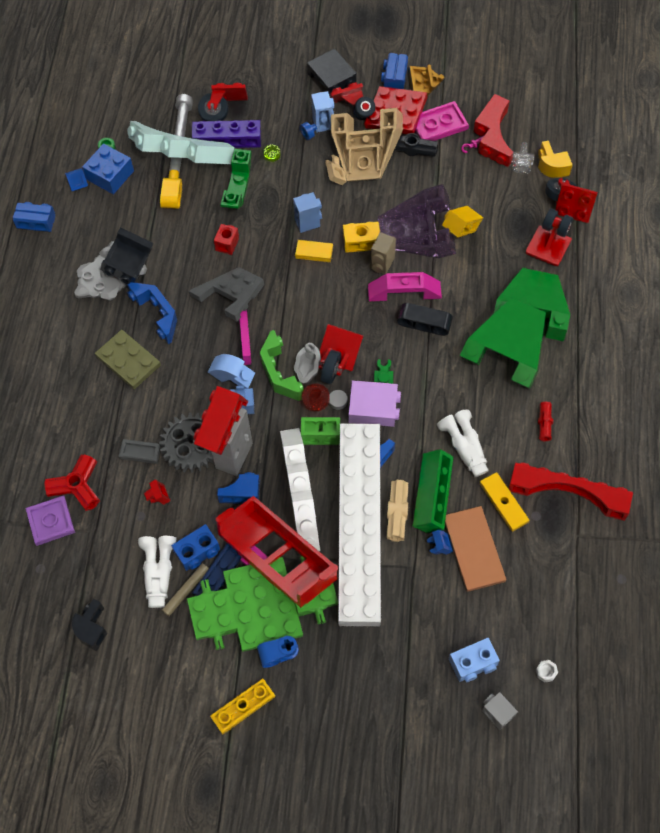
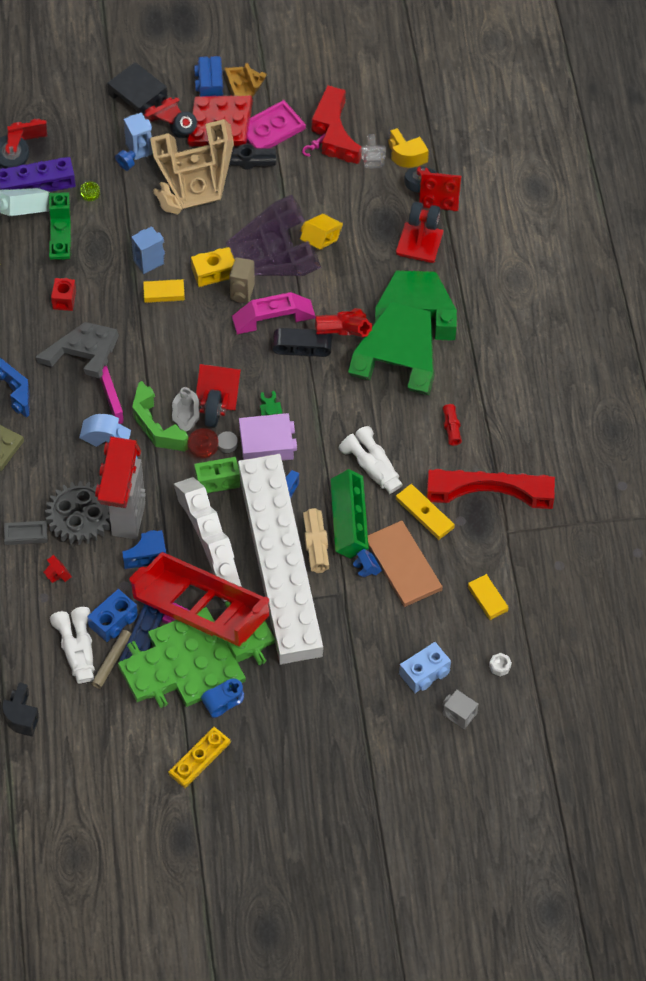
camera: 15 degrees left, 5 degrees down
(465, 309) = (344, 323): none -> red piece
(547, 598) = (488, 597): none -> yellow tile

